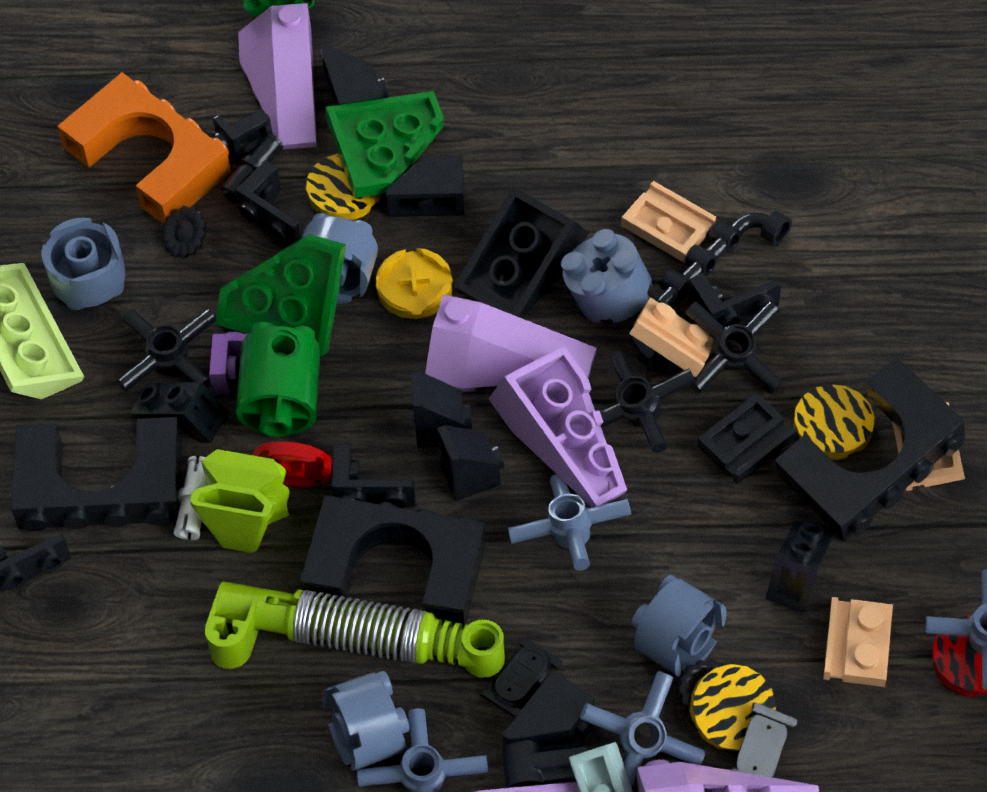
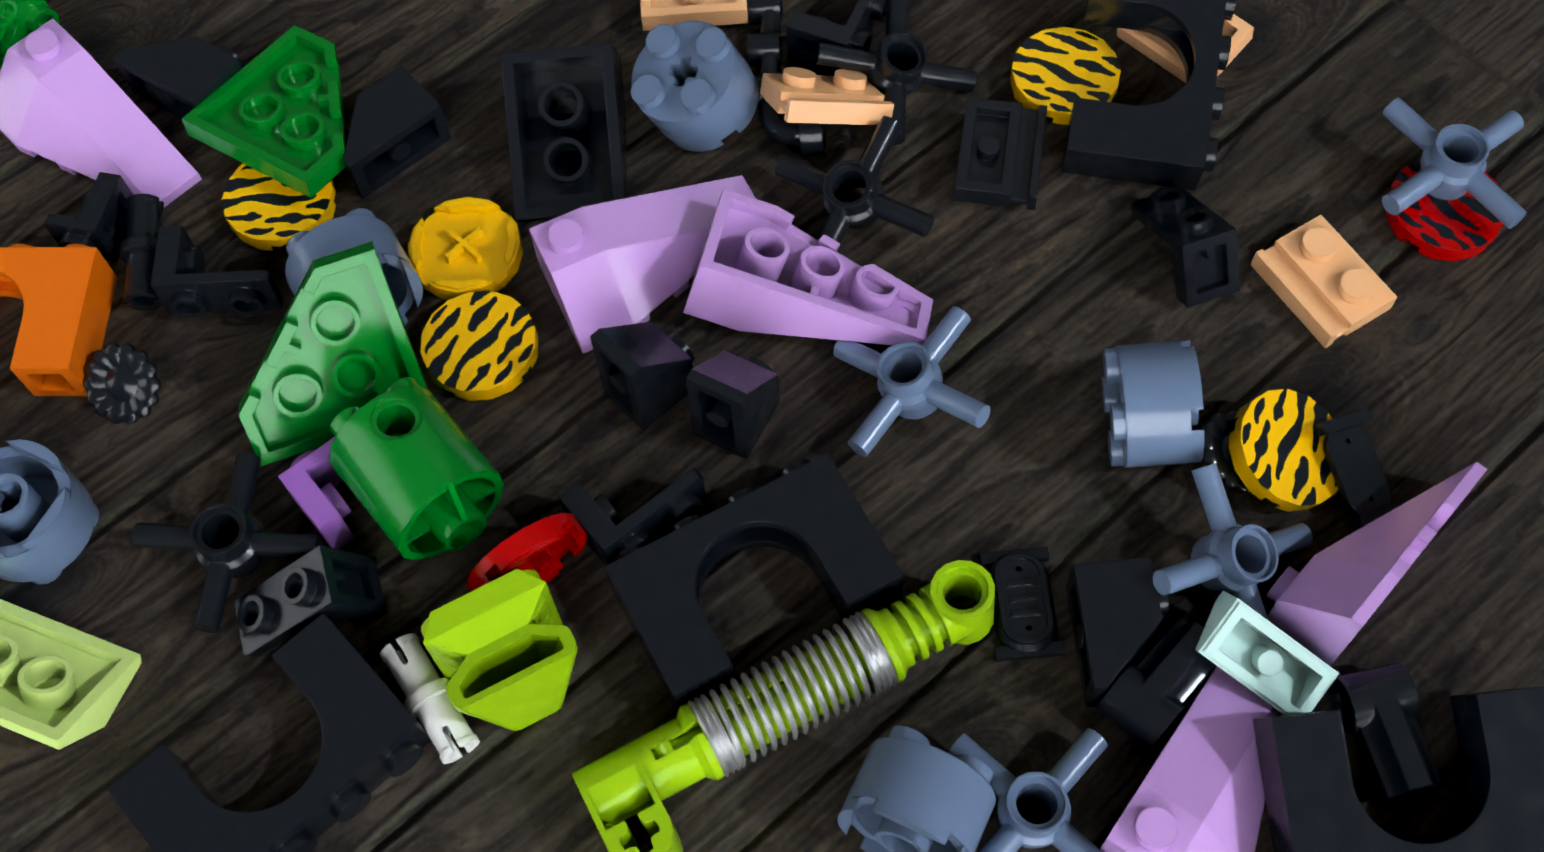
camera: 40 degrees left, 5 degrees up
(374, 340) = (479, 345): none -> yellow tile

